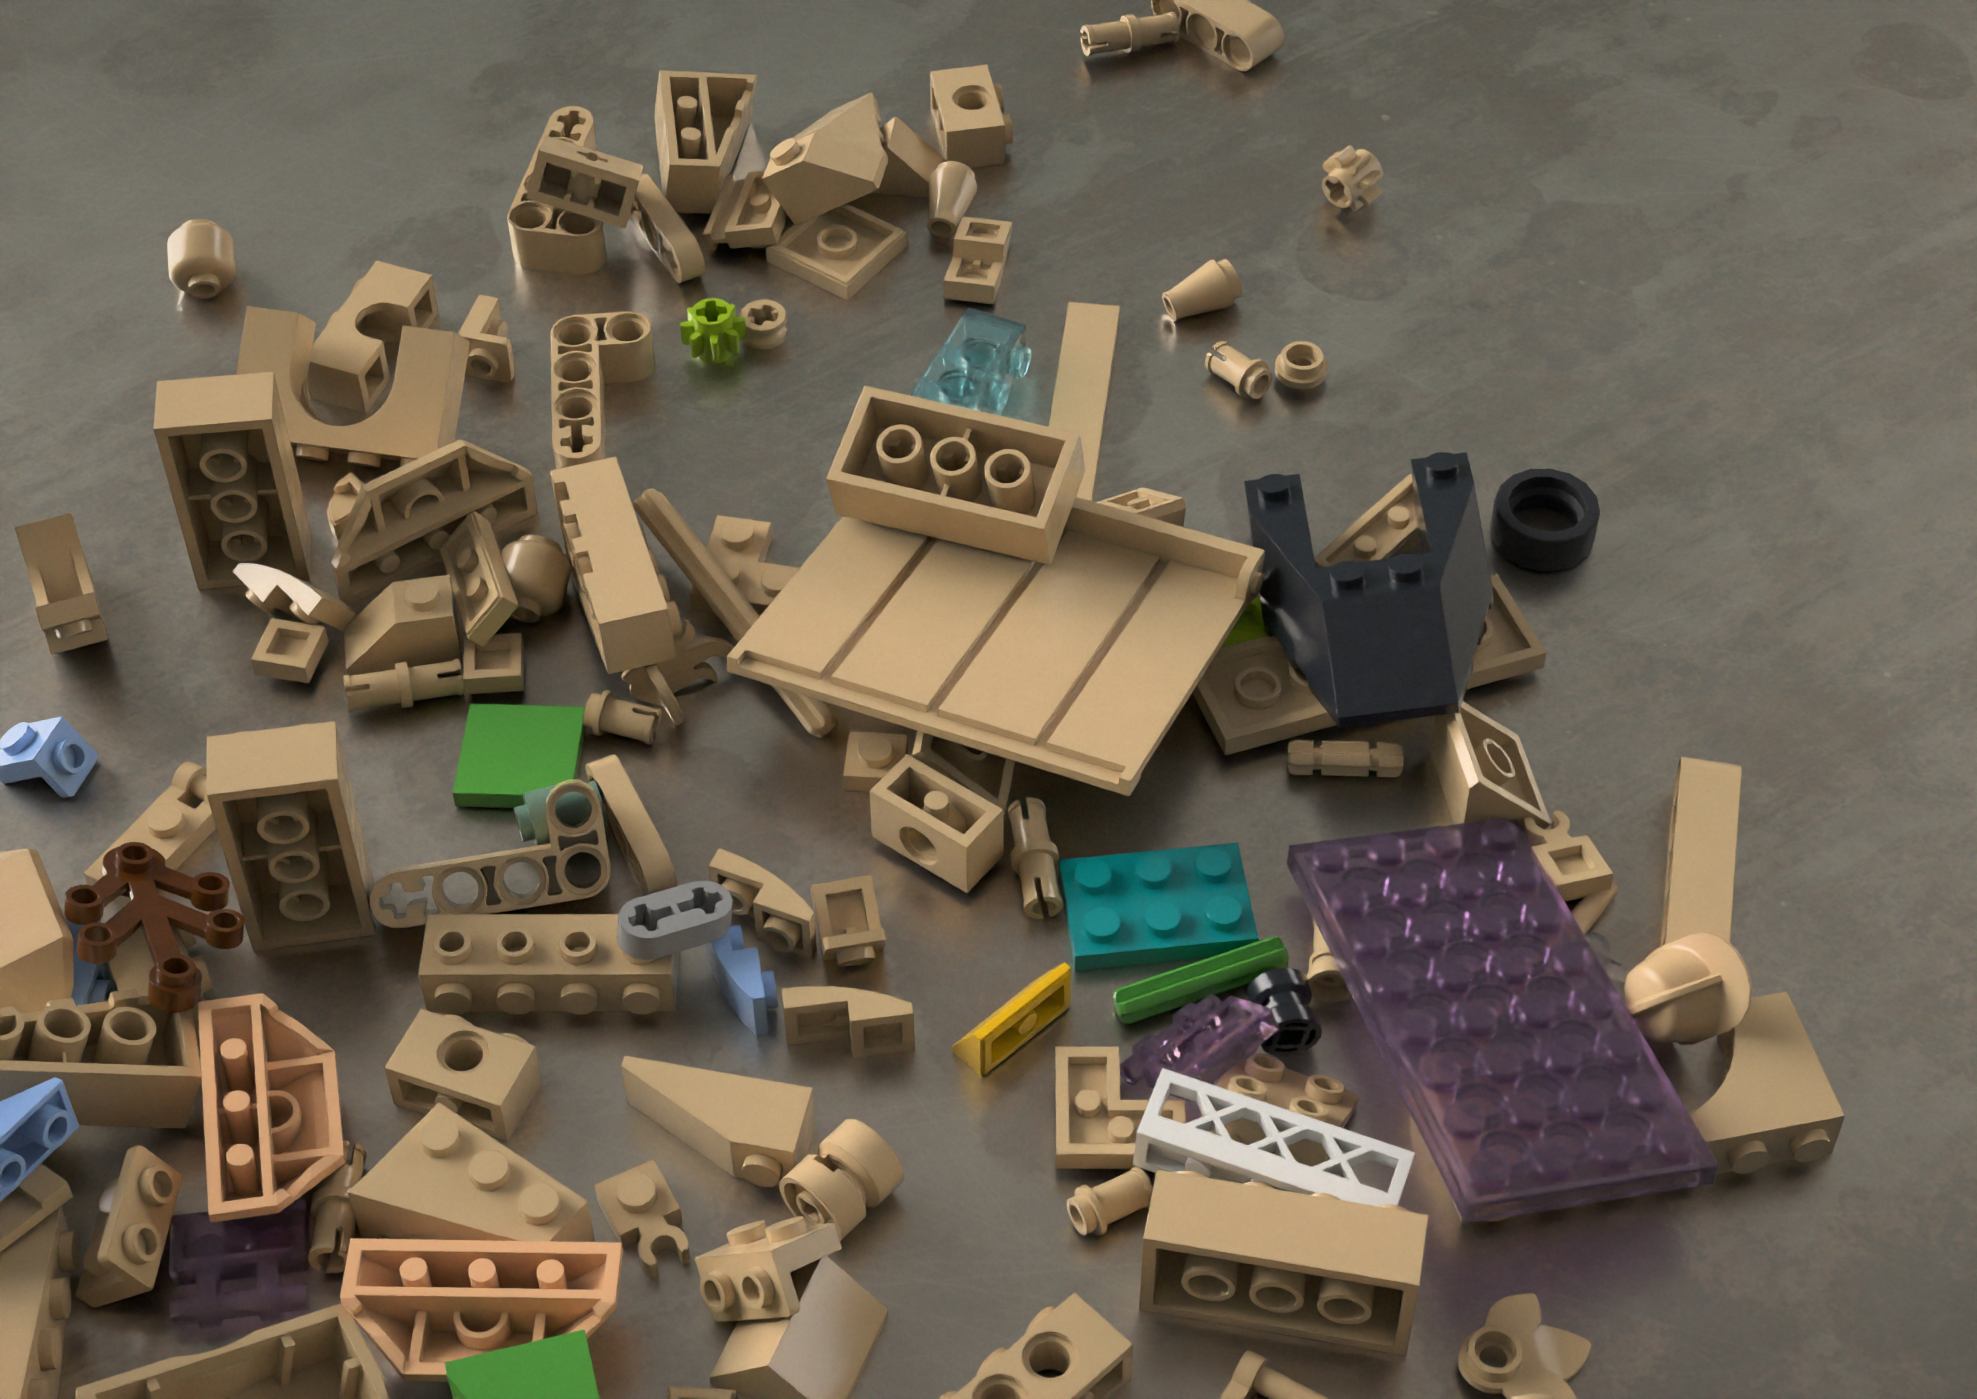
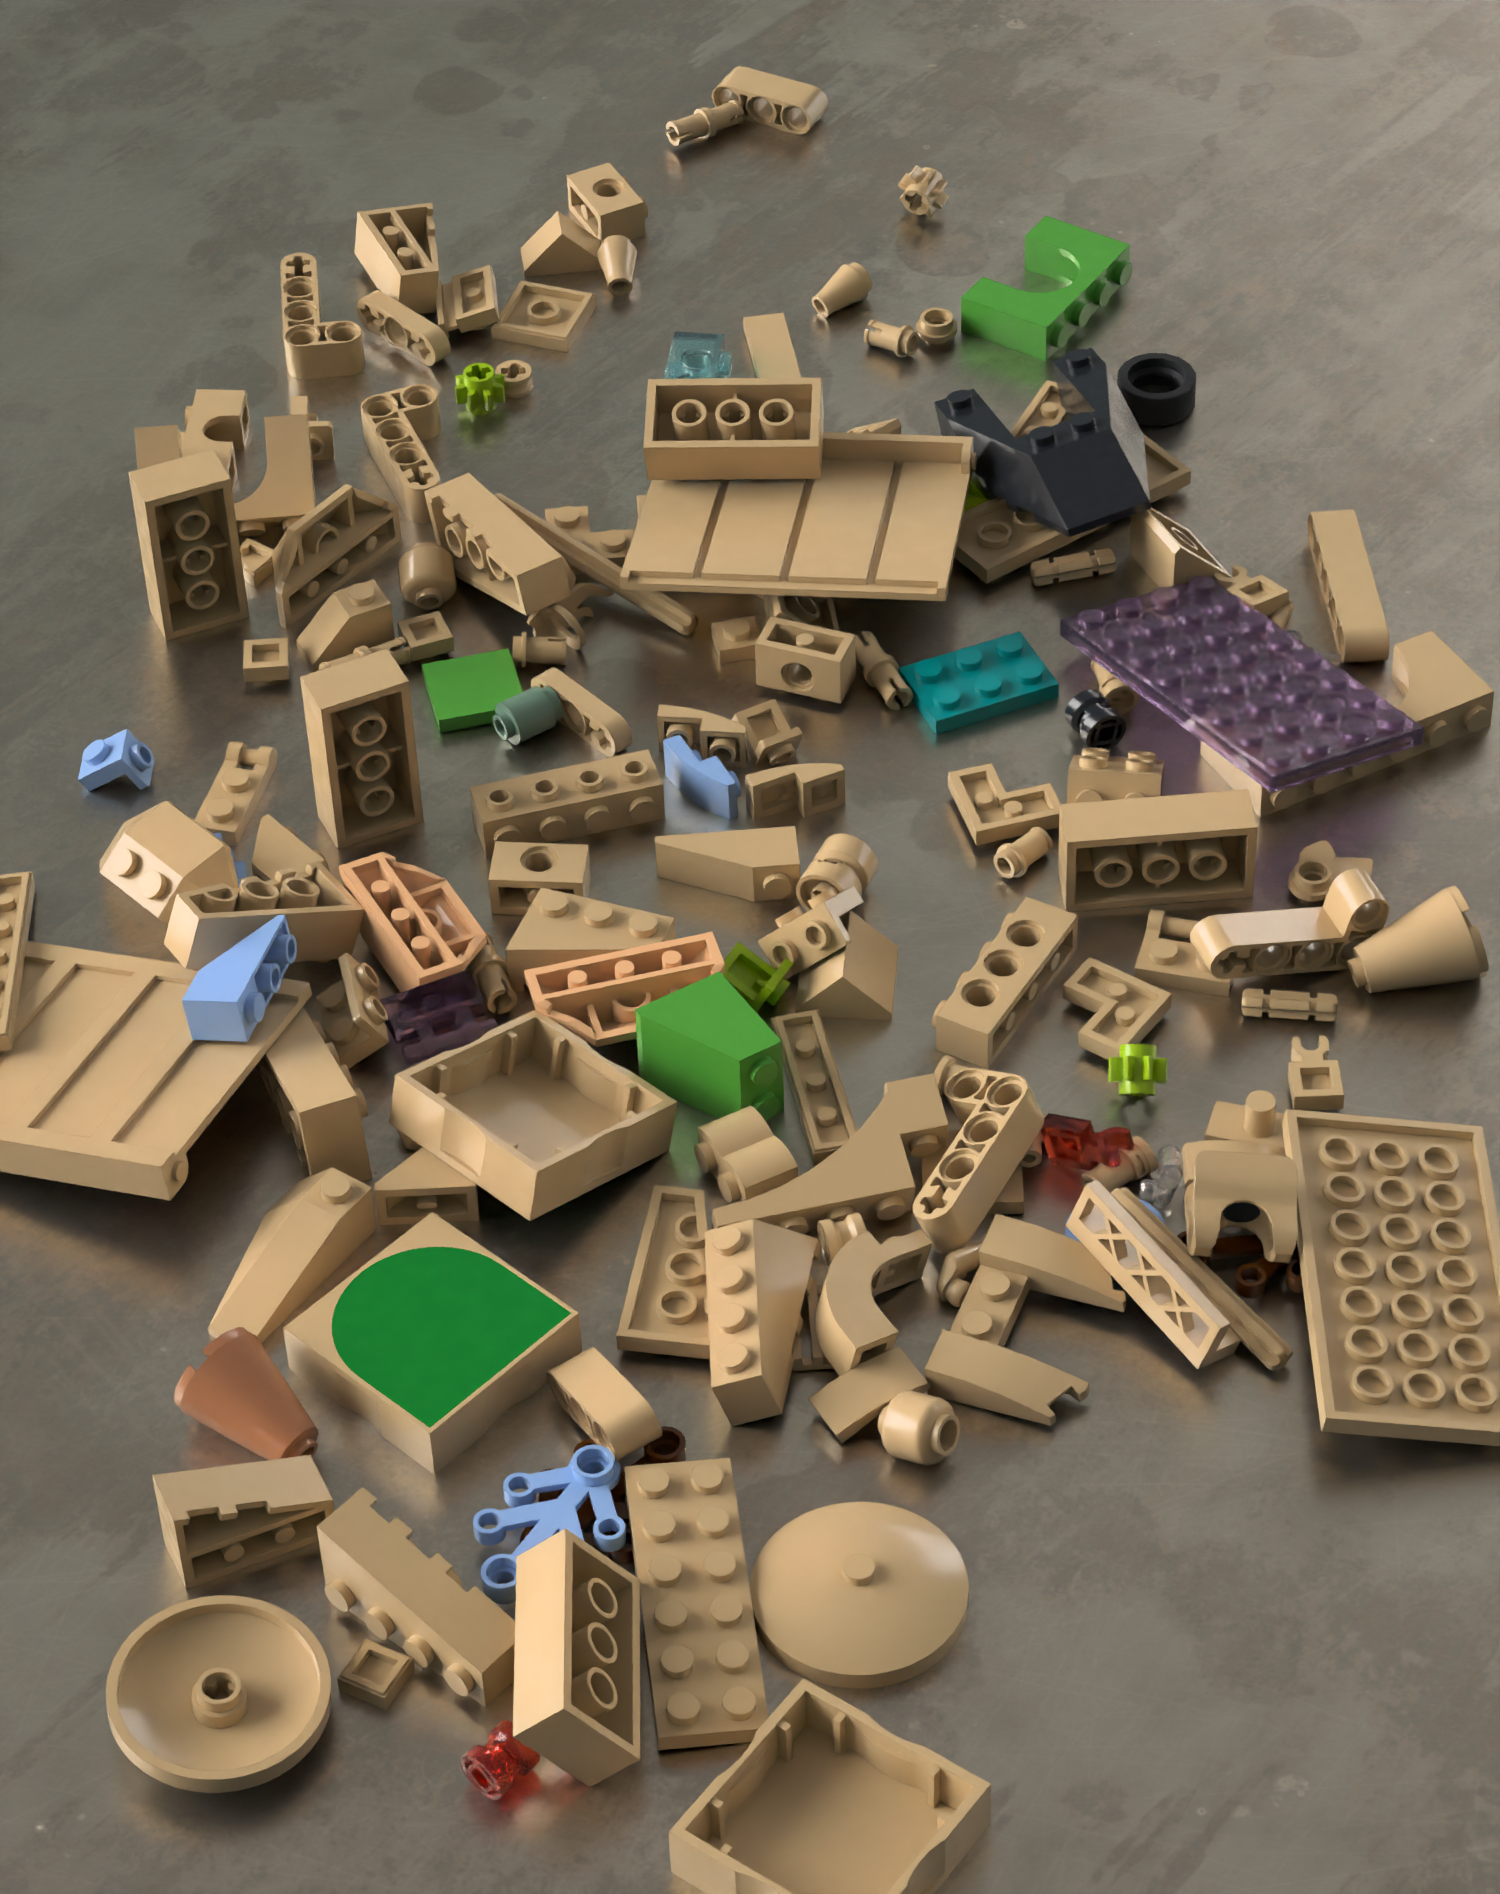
camera: 15 degrees left, 5 degrees down
(61, 583) = (68, 653): tan arch -> none
(136, 873) = (283, 820): reddish brown plant -> none
(202, 257) = (47, 418): tan head -> none
(275, 590) = (249, 620): tan slope -> none
(478, 578) = (402, 585): tan tile -> none
(490, 869) = (499, 756): tan beam -> none
(584, 181) = (341, 299): tan brick -> none
(645, 1212) = (701, 918): tan plate -> none
(664, 1315) = (754, 977): none -> lime bracket
(674, 920) = (654, 746): light grey beam -> none
(829, 161) = (521, 253): tan wedge -> none
(977, 260) = (658, 303): tan slope -> none
(1016, 1021) = (911, 767): yellow slope -> none
(1189, 1147) = (1128, 773): white fence -> none
(1198, 980) = (1025, 718): bright green axle -> none
(1201, 1041) = (1048, 748): clear purple plate -> none
(1434, 389) = (1046, 320): none -> bright green arch
(1689, 990) = (1369, 639): tan piece -> none

